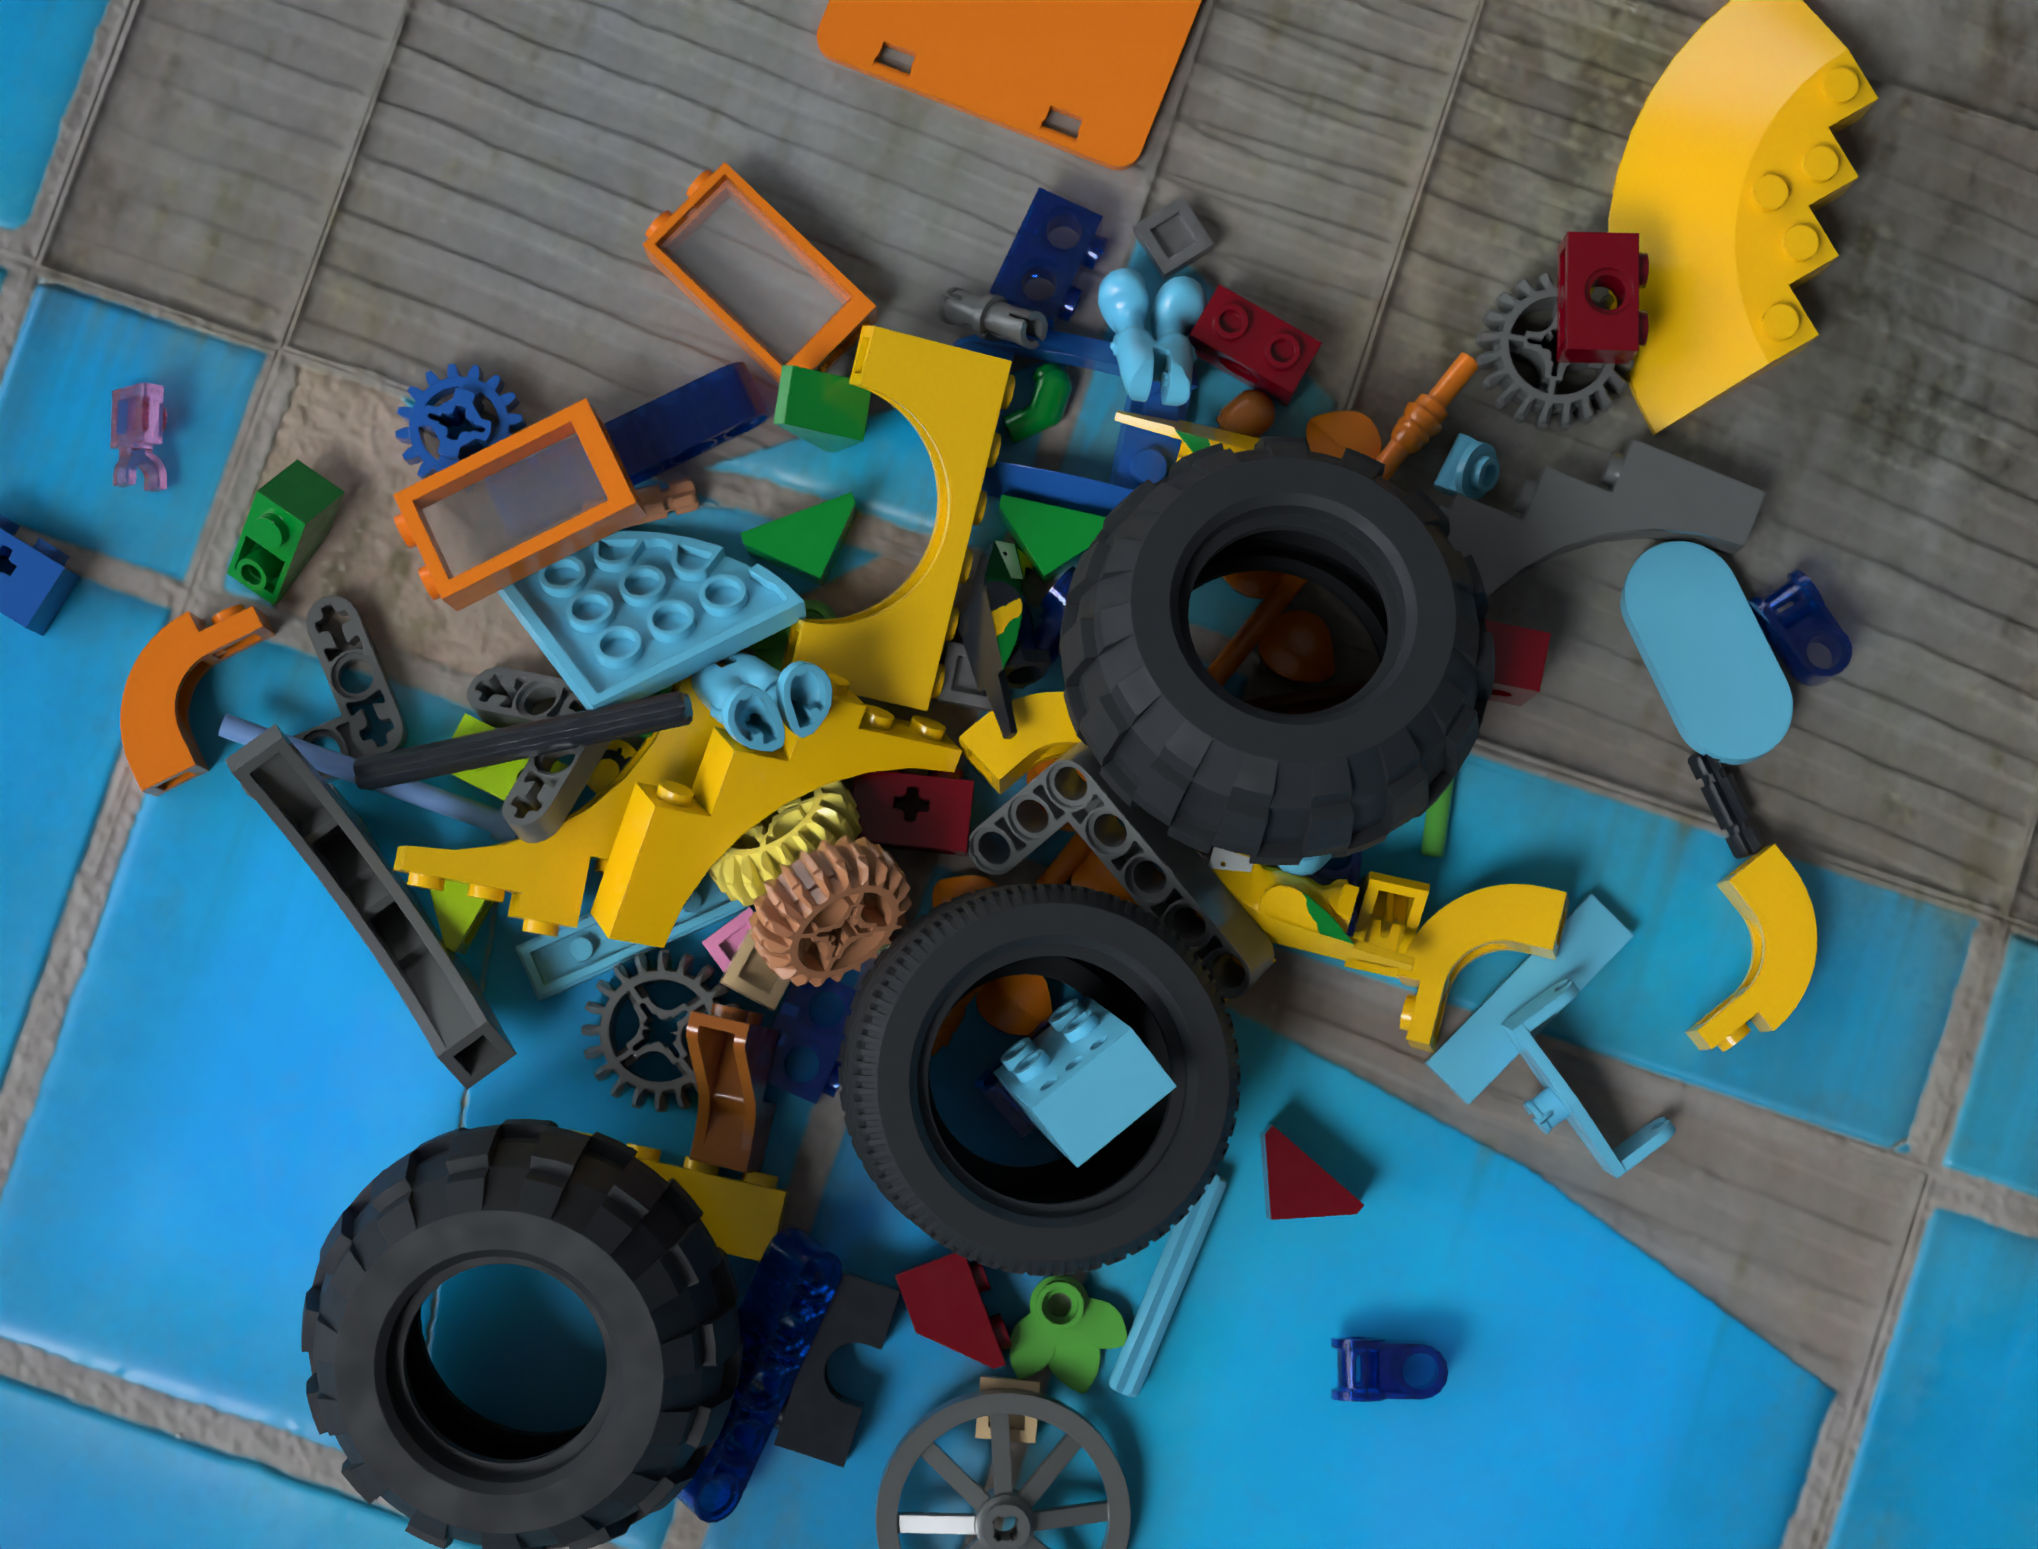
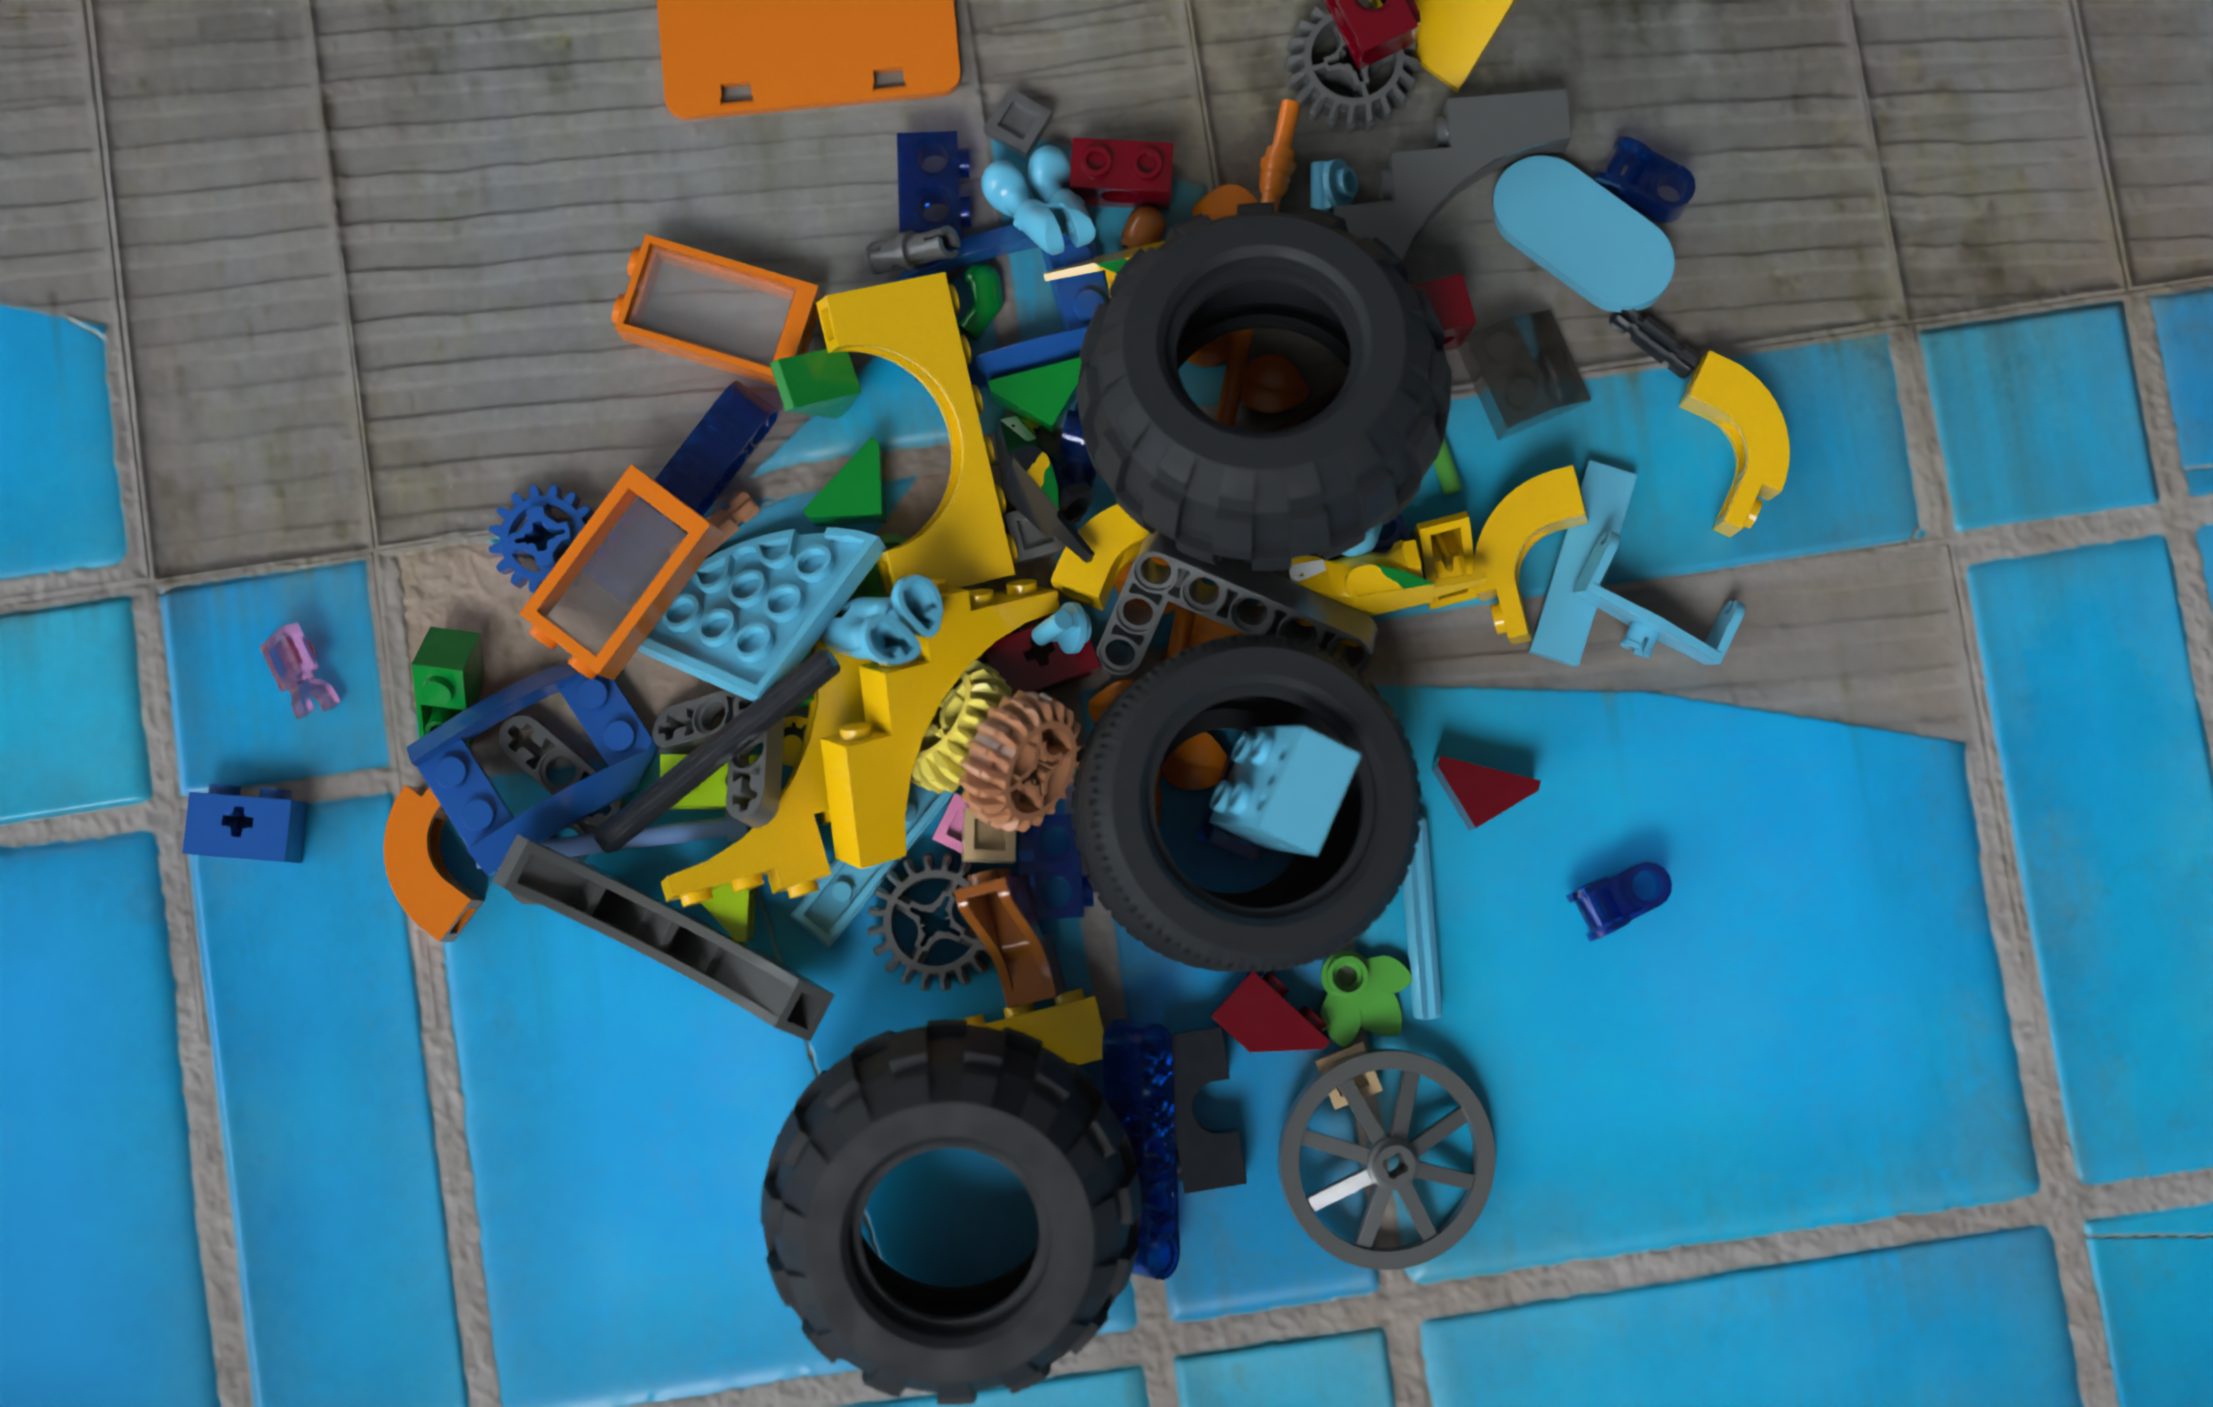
camera: 20 degrees left, 0 degrees up
(250, 667) = (473, 799): none -> blue wedge
(953, 795) = (1067, 626): none -> medium azure plate
(1570, 766) = (1522, 372): none -> clear smoke slope

